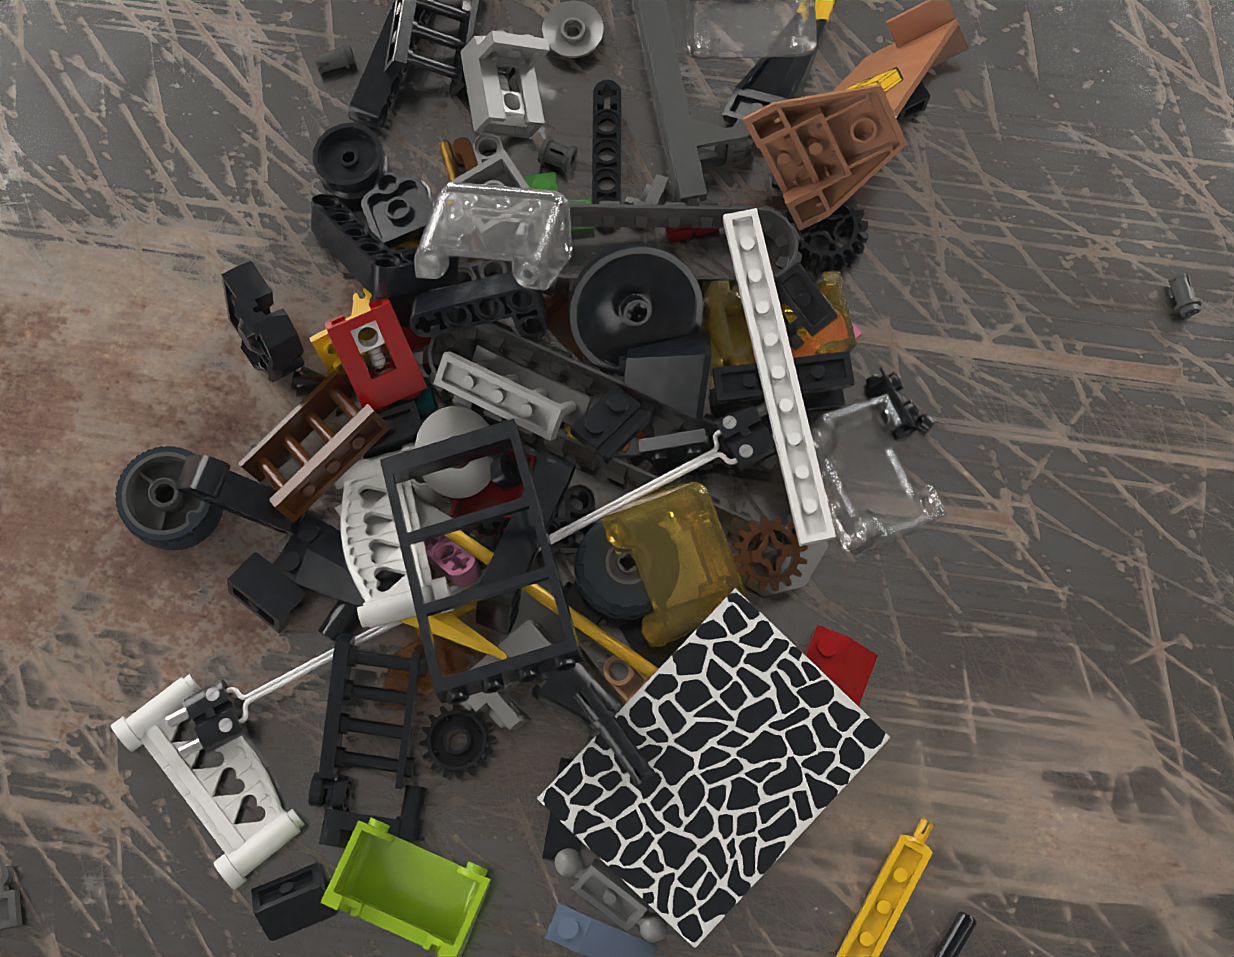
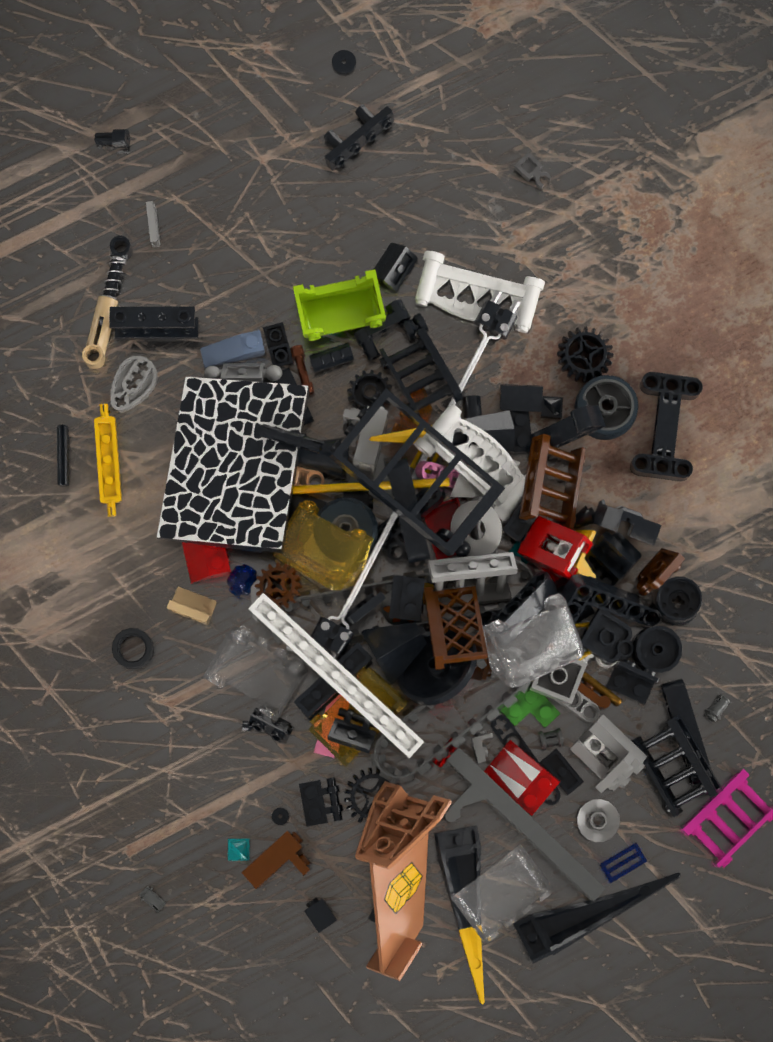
camera: 140 degrees right, 5 degrees up
(116, 424) = (666, 426): none -> black beam
(136, 601) = (581, 338): none -> black gear
(236, 550) = (552, 407): none -> black tile
(270, 184) = (688, 594): none -> black wheel
(274, 248) = (658, 570): none -> reddish brown plate
(315, 298) = (612, 558): none -> black piece
(409, 150) = (632, 682): none -> black bracket
(473, 829) = (331, 357): none -> black axle
(515, 871) = (298, 354): none -> copper bar
(533, 904) = (278, 344): none -> black slope
(573, 111) = (562, 770): none -> black plate
(604, 349) = (437, 631): none -> reddish brown fence
(627, 126) = (521, 777): none -> red slope
(807, 607) = (241, 580): none -> clear blue head
(896, 622) = (192, 605): none -> tan panel
(902, 277) = (314, 805): none -> black plate
(959, 282) = (285, 816): none -> black piece
(984, 142) = (320, 914): none -> black brick
(999, 233) = (273, 858): none -> reddish brown brick
(1031, 601) = (116, 644): none -> black tyre
(1034, 283) = (238, 849): none -> teal tile

